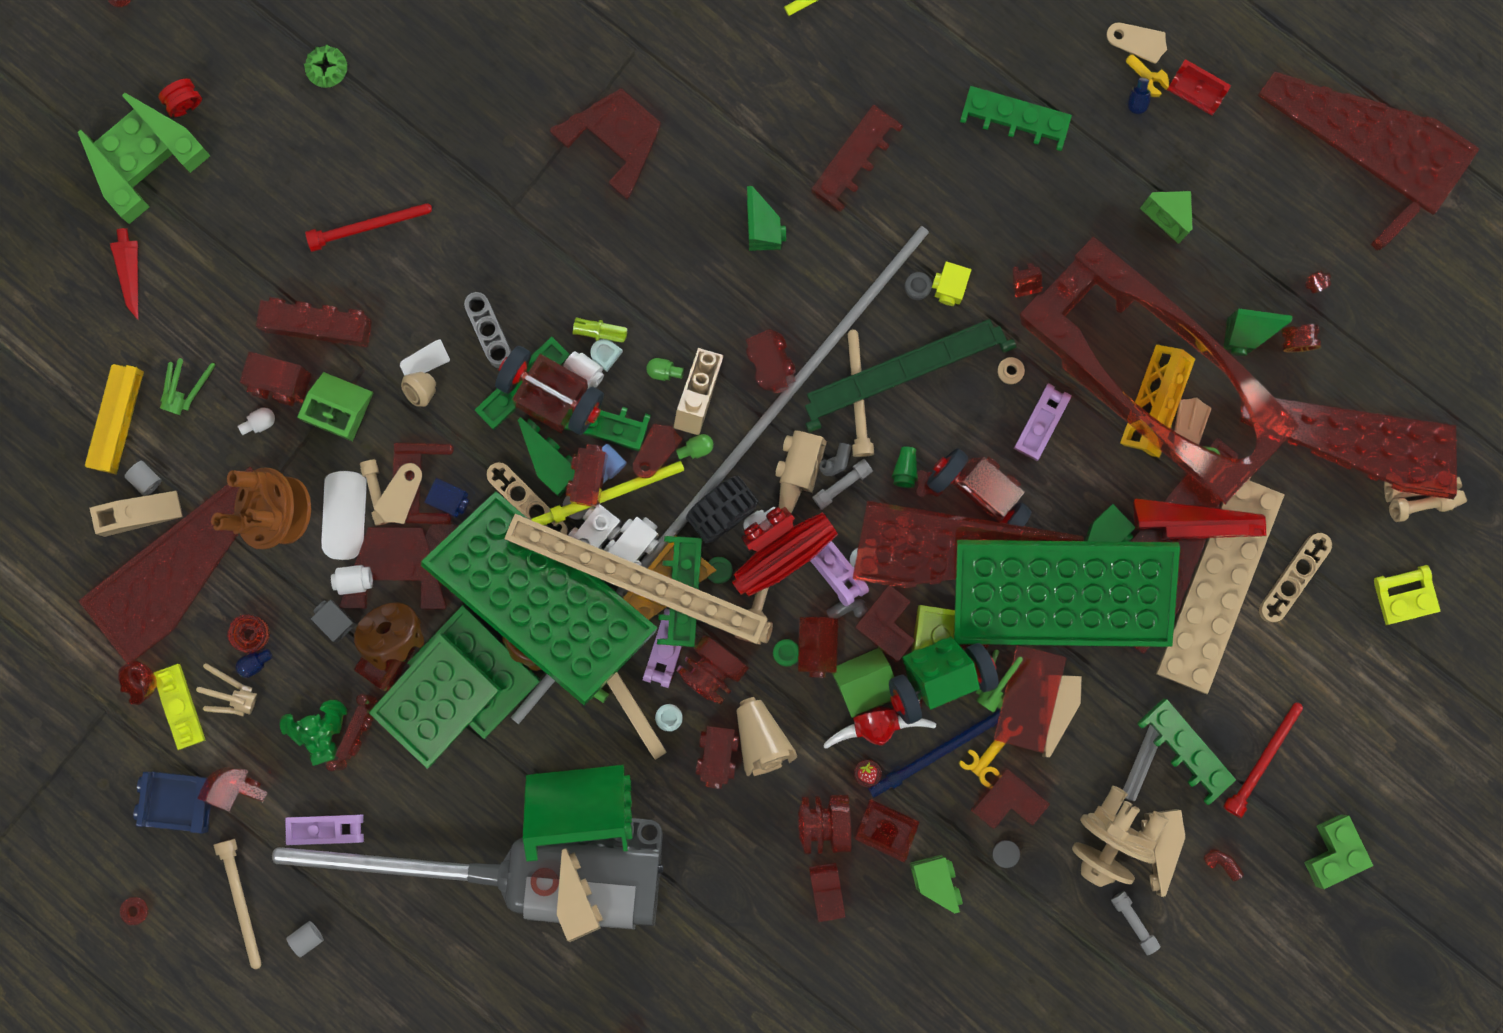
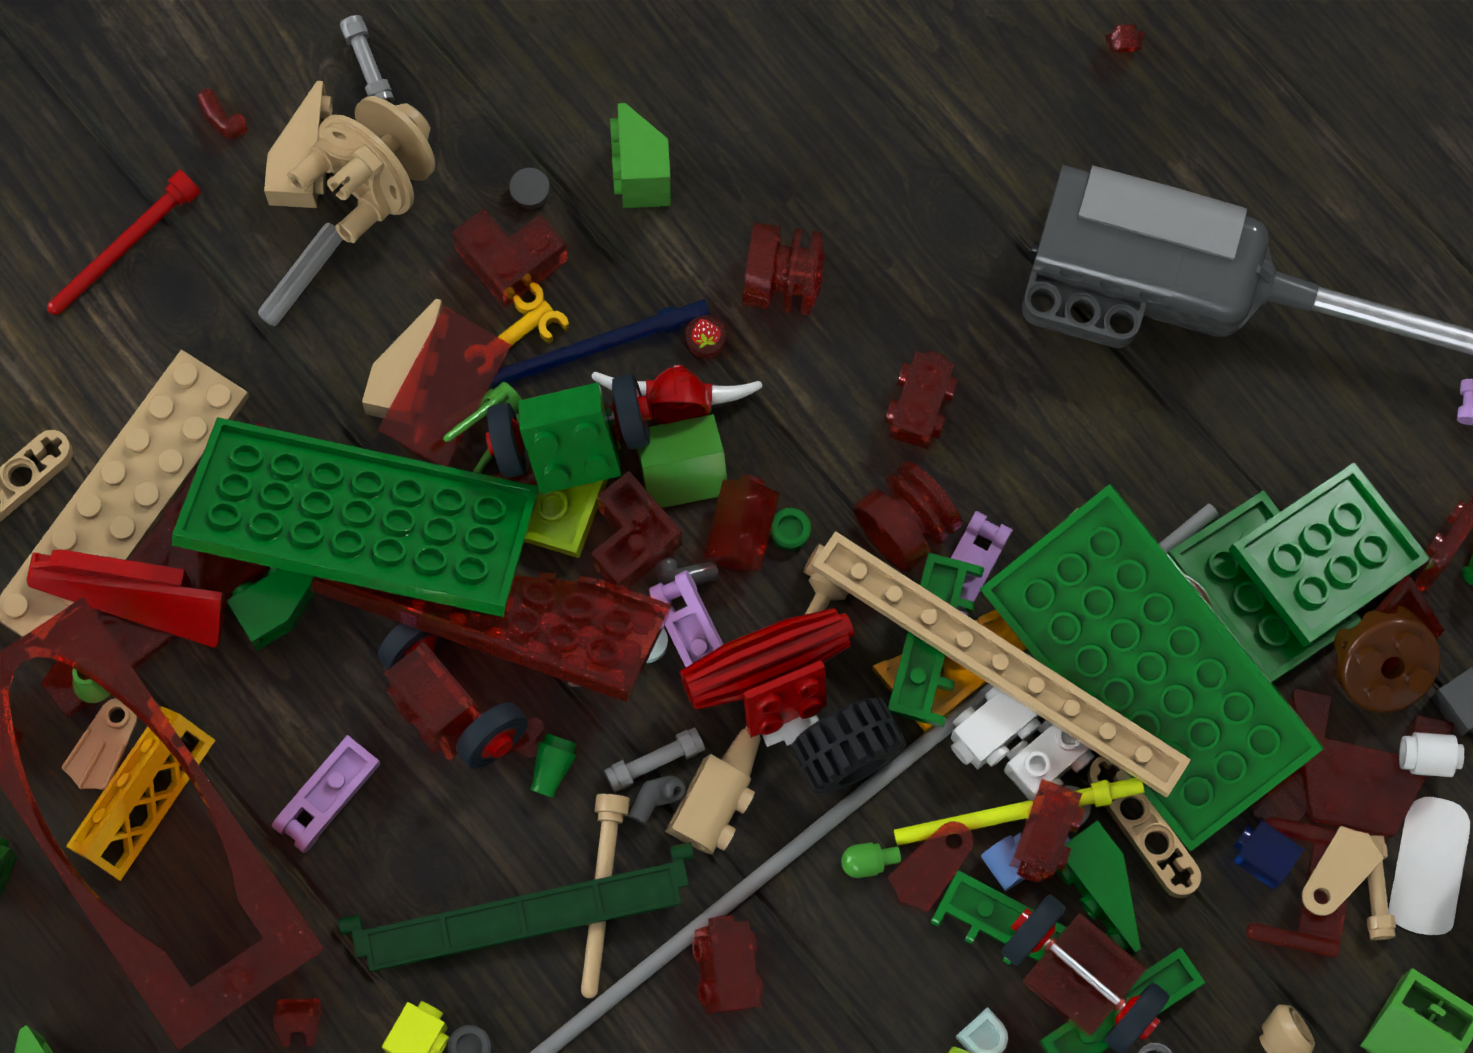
camera: 170 degrees left, 10 degrees down
(544, 873) = (1205, 258): clear red tile -> none
(573, 908) = (1174, 189): tan slope -> none
(576, 807) = (1144, 347): green panel -> none
(585, 368) = (1023, 1013): white brick -> none
(636, 716) = (1029, 472): tan beam -> none
(663, 369) = (897, 991): bright green cylinder -> none
(668, 717) = (982, 470): light aqua tile -> none
(698, 391) = (848, 946): tan slope -> none
(723, 572) = (860, 669): green tile -> none
(761, 739) = (852, 408): tan cone -> none
(827, 892) = (798, 184): clear red plate -> none
(886, 830) = (697, 247): clear red slope -> none
(1007, 378) = (360, 895): tan plate -> none
(1188, 749) = (230, 277): green hinge -> none
(1344, 855) = (49, 87): bright green brick -> none

